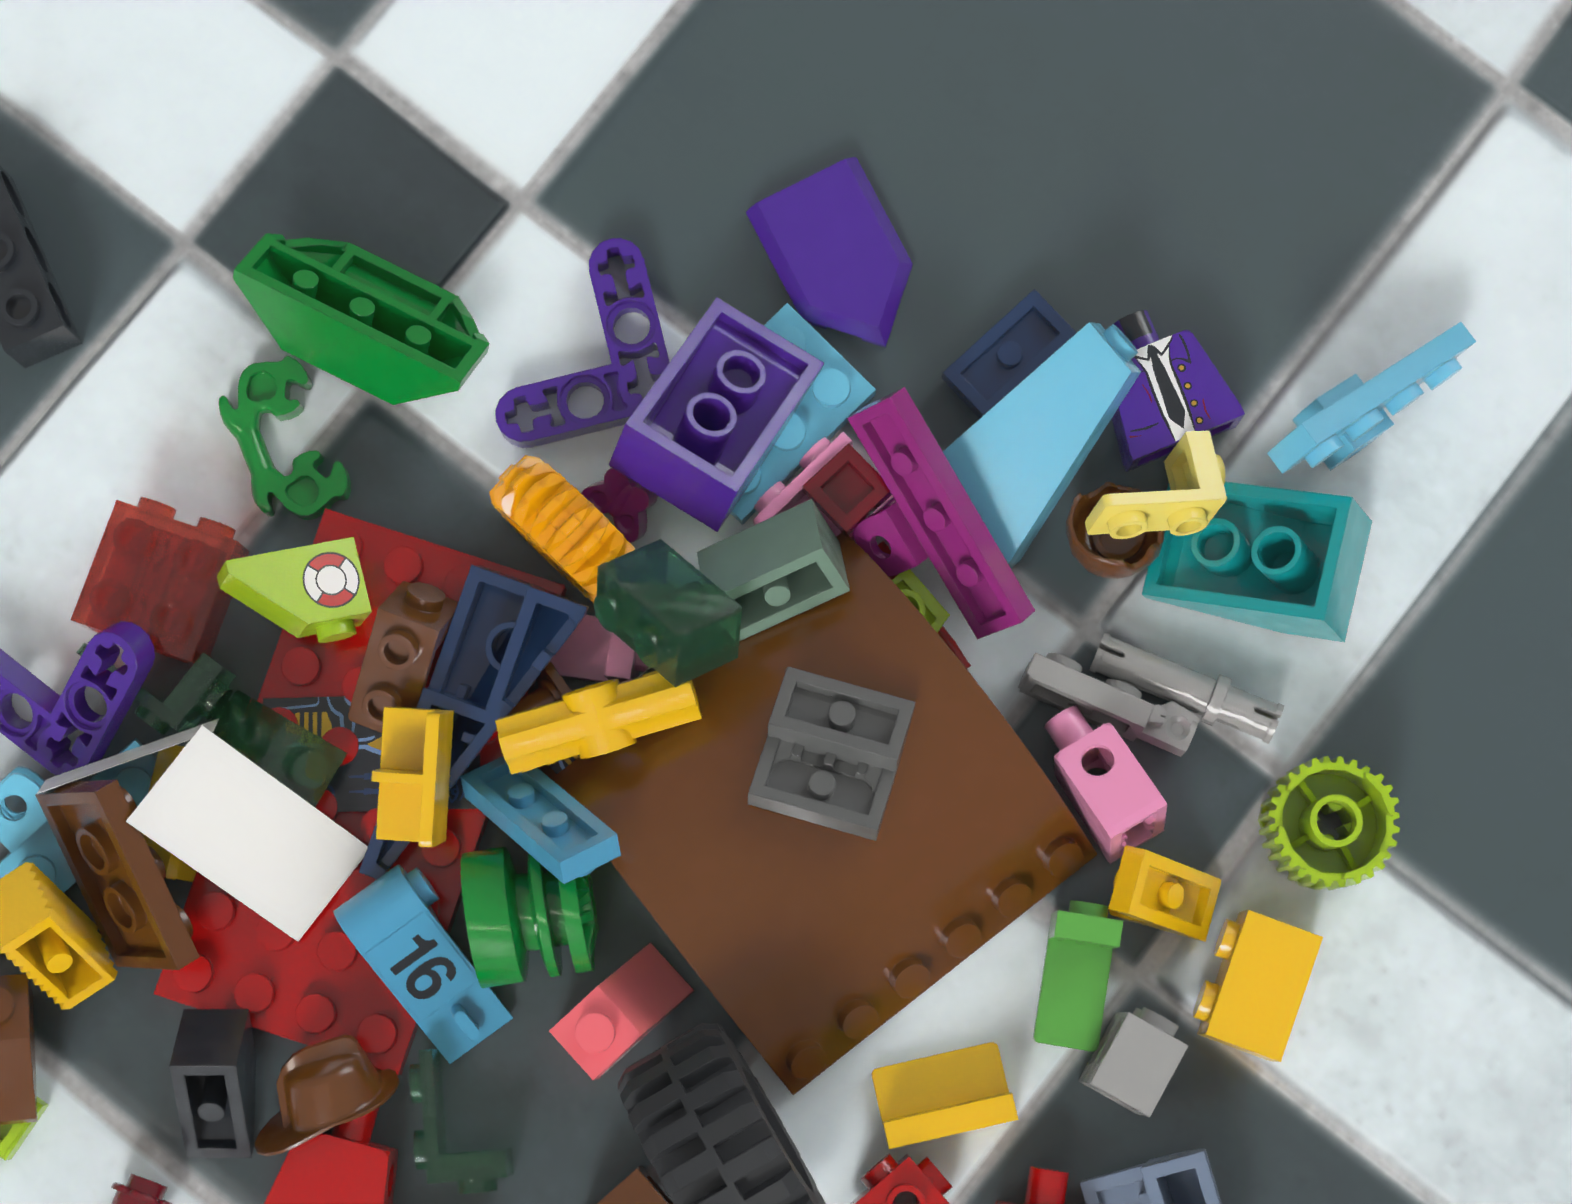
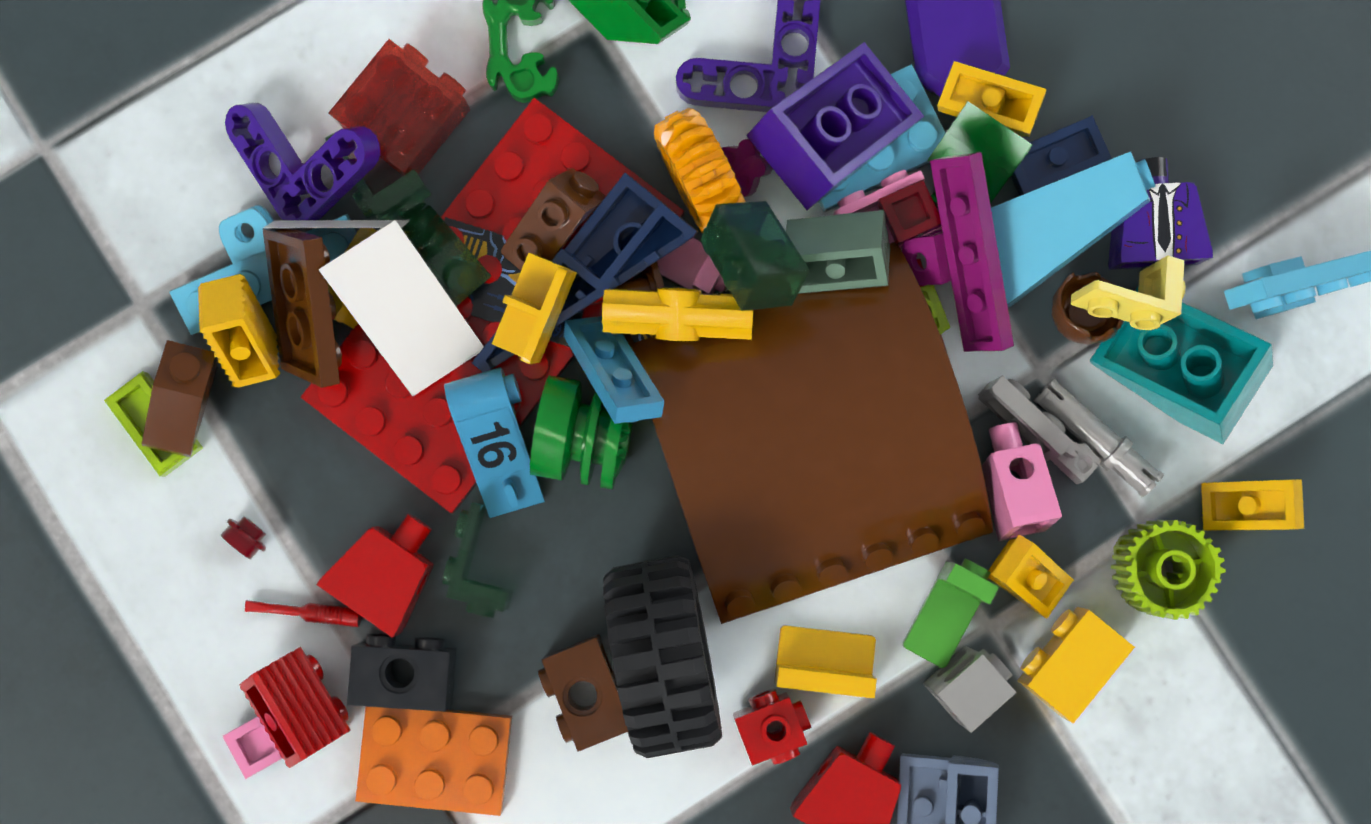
camera: 15 degrees right, 5 degrees up
(215, 1082) = (322, 473): black slope -> none
(303, 588) = (499, 147): lime slope -> none
(321, 1090) = (395, 506): reddish brown piece -> none
(621, 1011) = (621, 524): coral slope -> none
(831, 753) = (836, 397): dark grey slope -> none
(900, 315) = (1001, 97): none -> yellow slope
(926, 371) = (979, 132): none -> green piece
(1408, 705) = (1253, 505): none -> yellow slope

